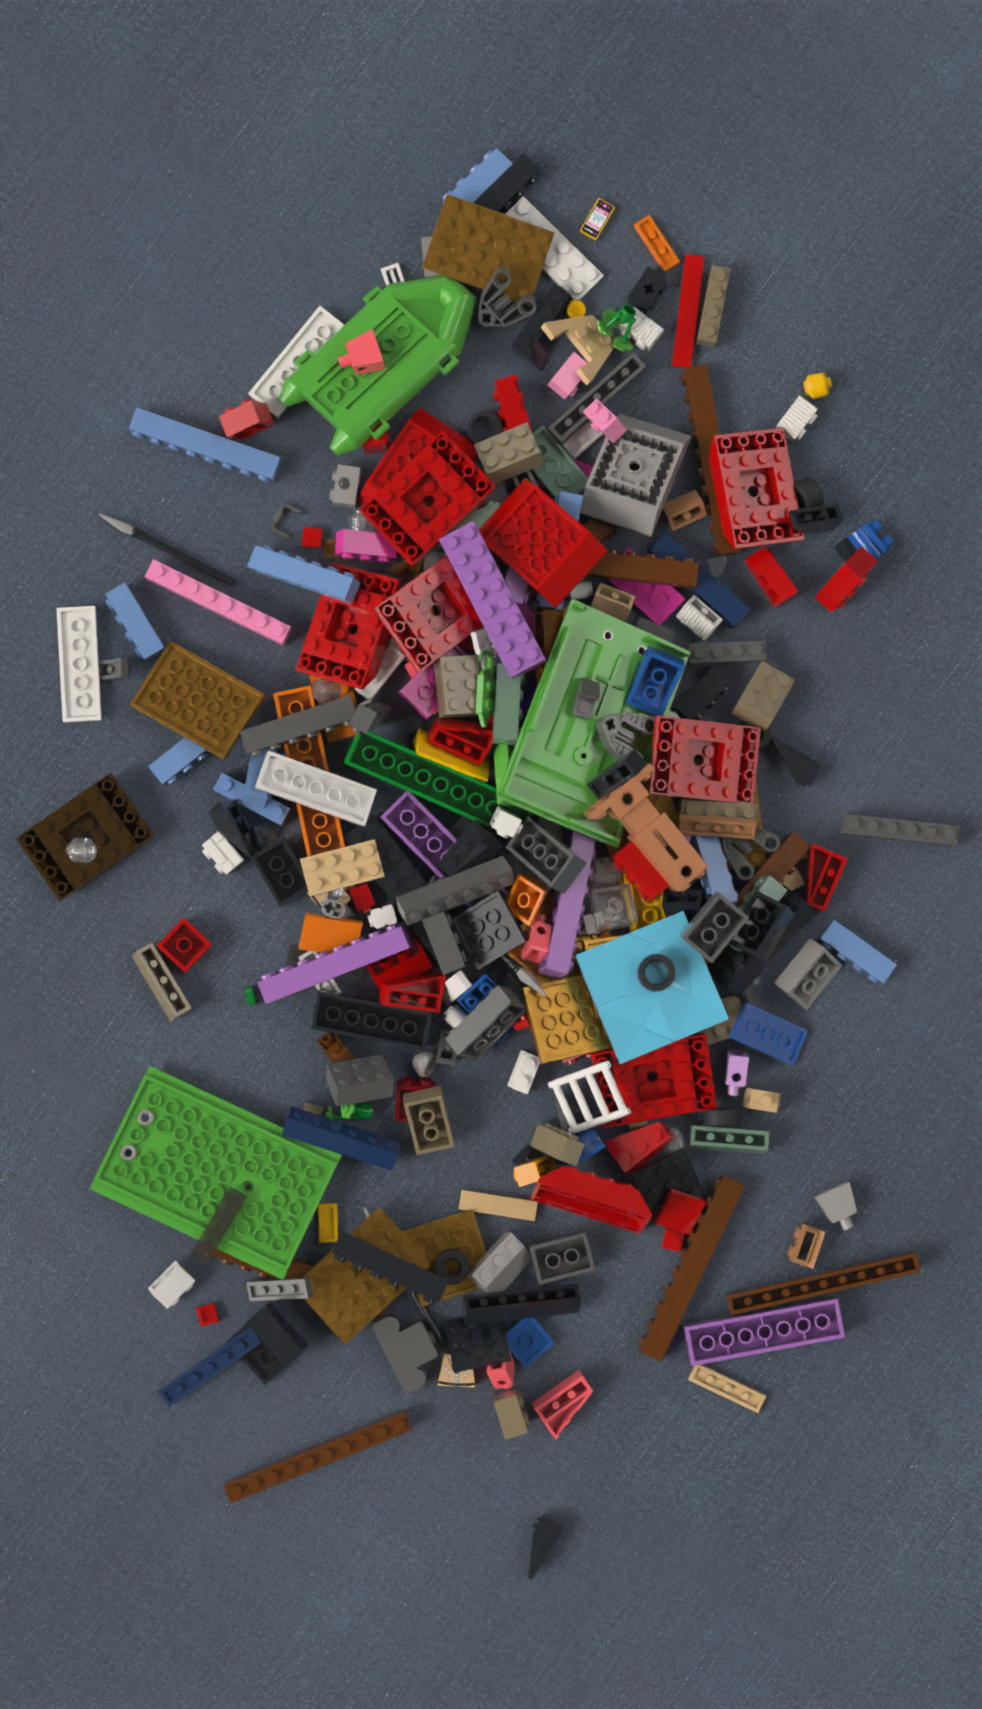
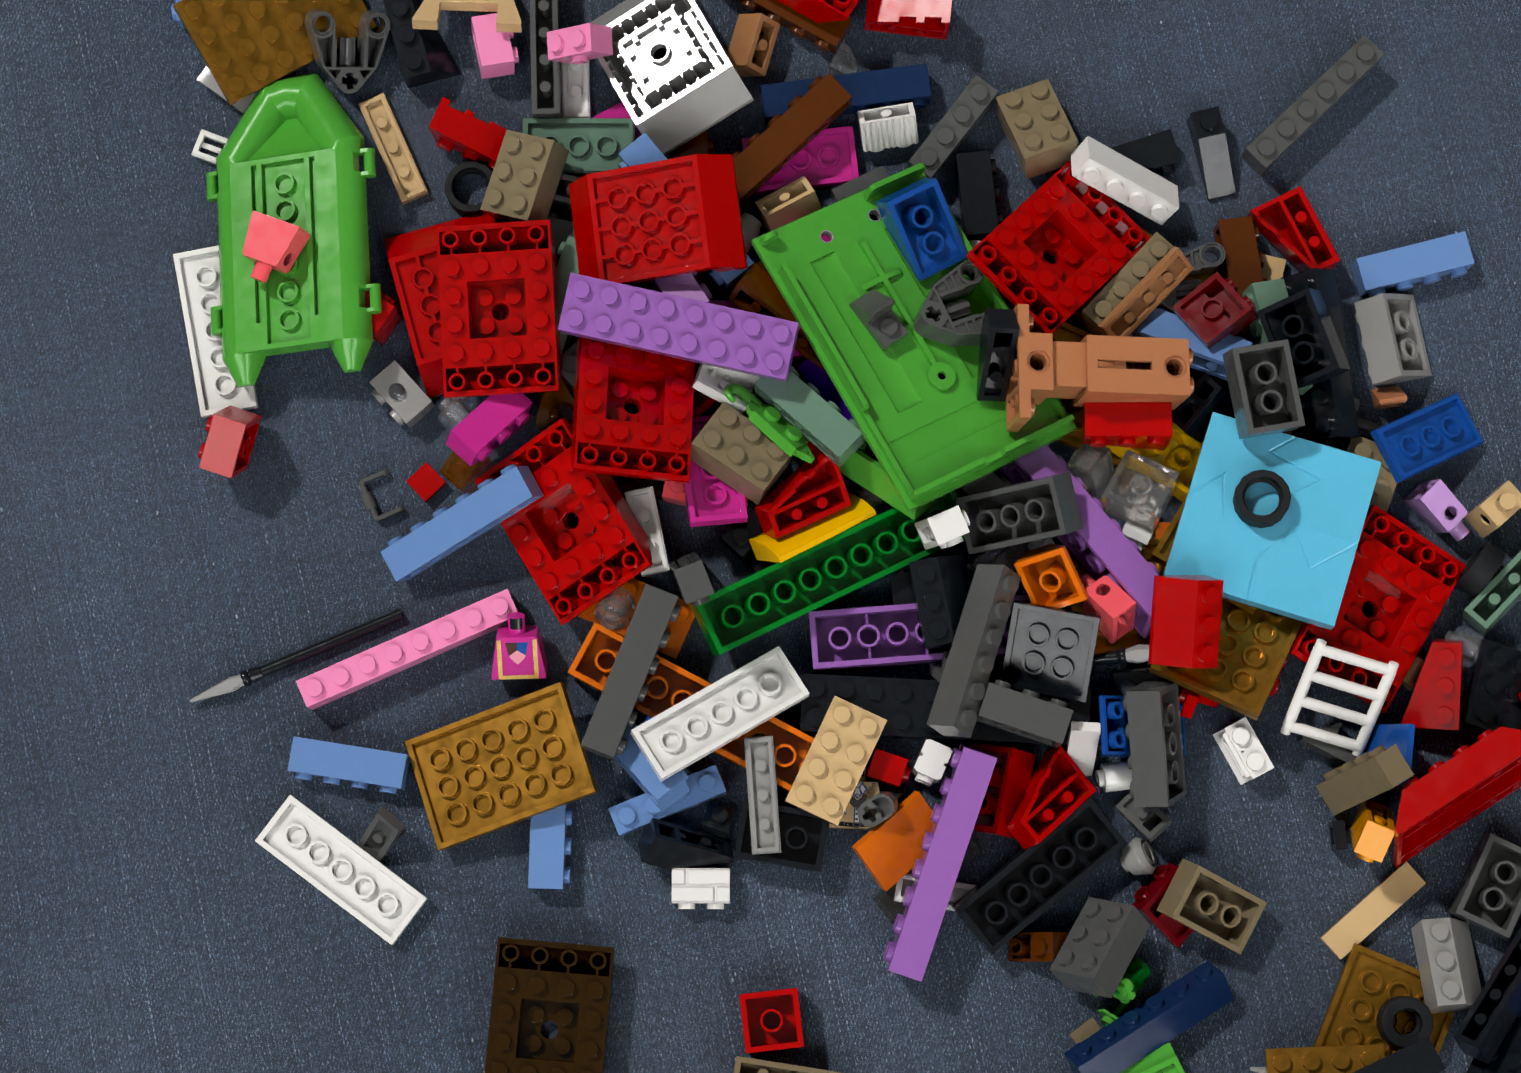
camera: 45 degrees left, 5 degrees down
(81, 850) = (561, 1047): clear head -> none
(204, 444) = (216, 514): medium blue brick -> none
(251, 996) = (893, 992): green tile -> none
(264, 659) = (519, 651): none -> dark pink torso
(293, 845) = (762, 795): none -> light grey tile
(472, 370) = (393, 148): none -> tan tile
(558, 985) = (1185, 621): none -> red slope
(739, 868) = (1215, 310): none -> dark red plate
(772, 764) = (1124, 180): none -> white brick
(775, 996) = (1388, 397): none -> nougat slope
(829, 798) = (1212, 152): none -> slope

